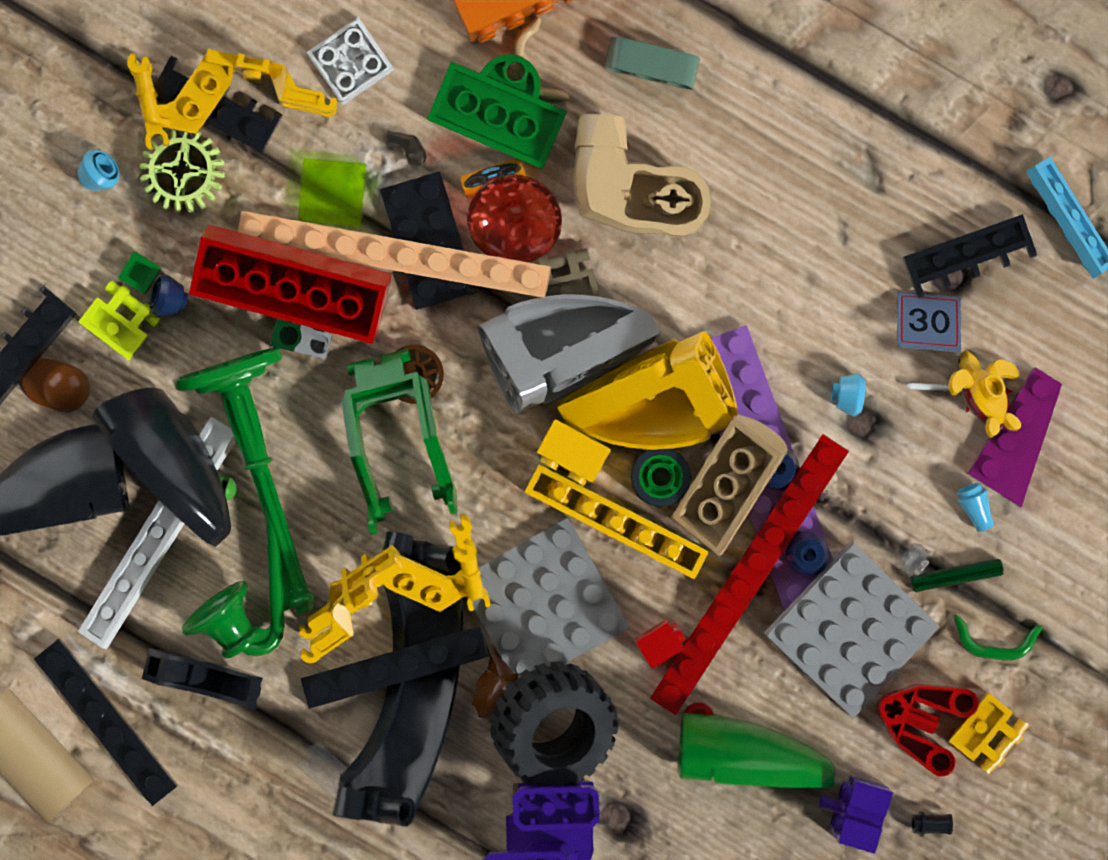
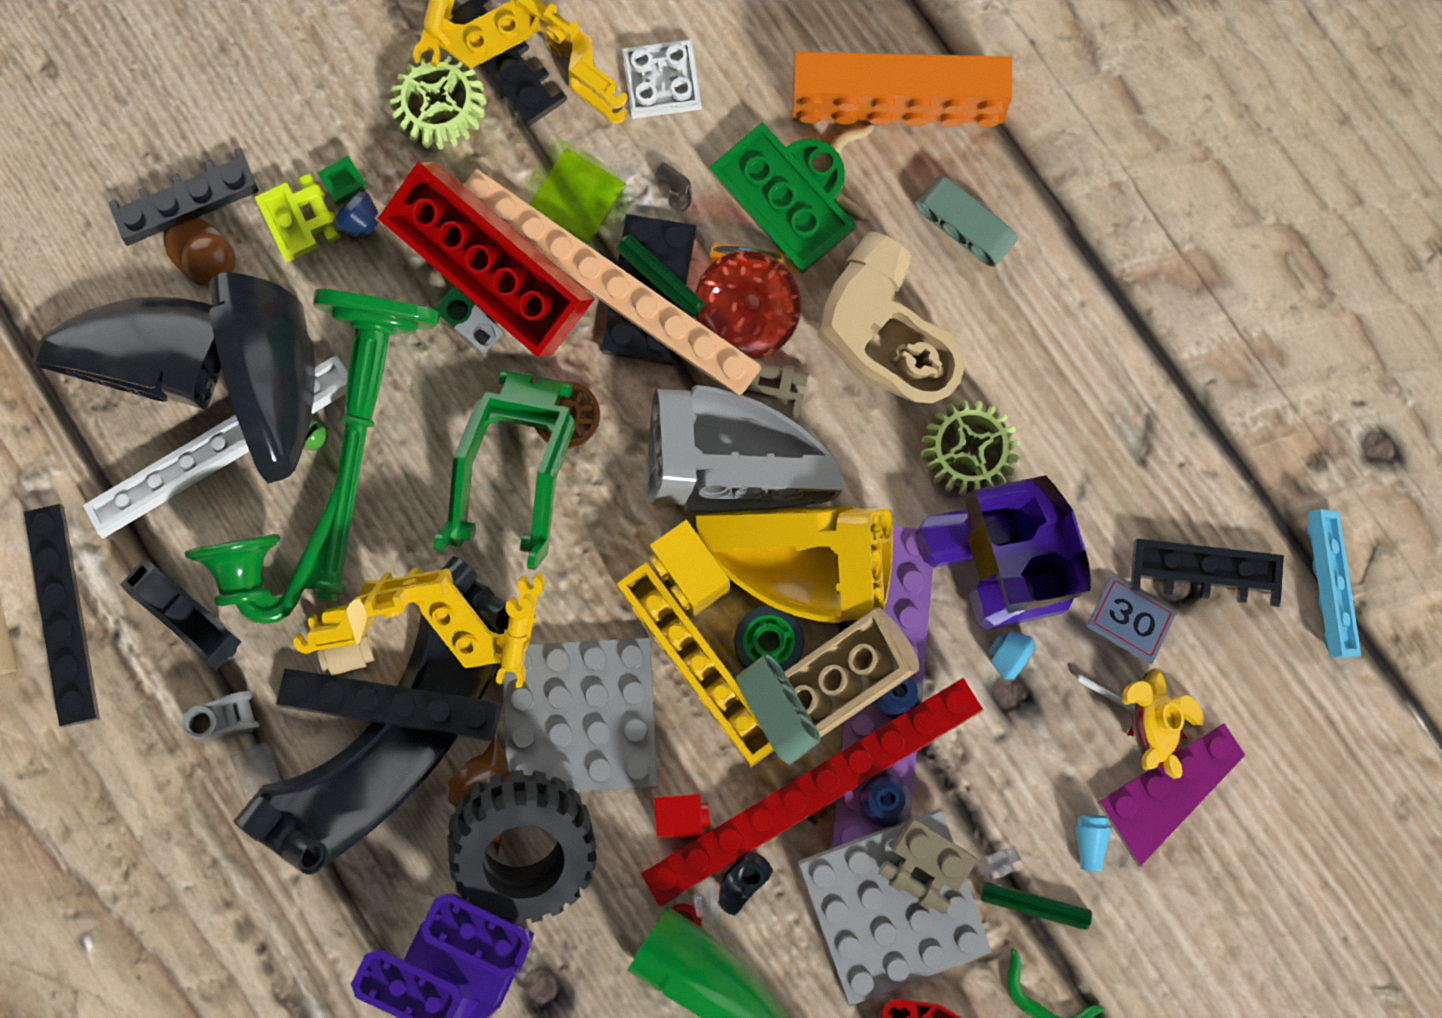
camera: 30 degrees right, 10 degrees down
(98, 171) = (354, 62): medium azure cone -> none
(274, 738) = (223, 717): none -> light grey piece
(346, 649) = (347, 657): none -> tan brick
(434, 230) = (660, 276): none -> dark green axle
(694, 528) = (778, 709): none -> sand green beam
(711, 696) = (707, 903): none -> clear plate
(728, 667) = (743, 881): none -> black hair
(753, 257) = (965, 435): none -> yellowish green gear
(811, 313) = (1015, 539): none -> dark purple piece
(862, 579) = (934, 855): none -> dark tan plate

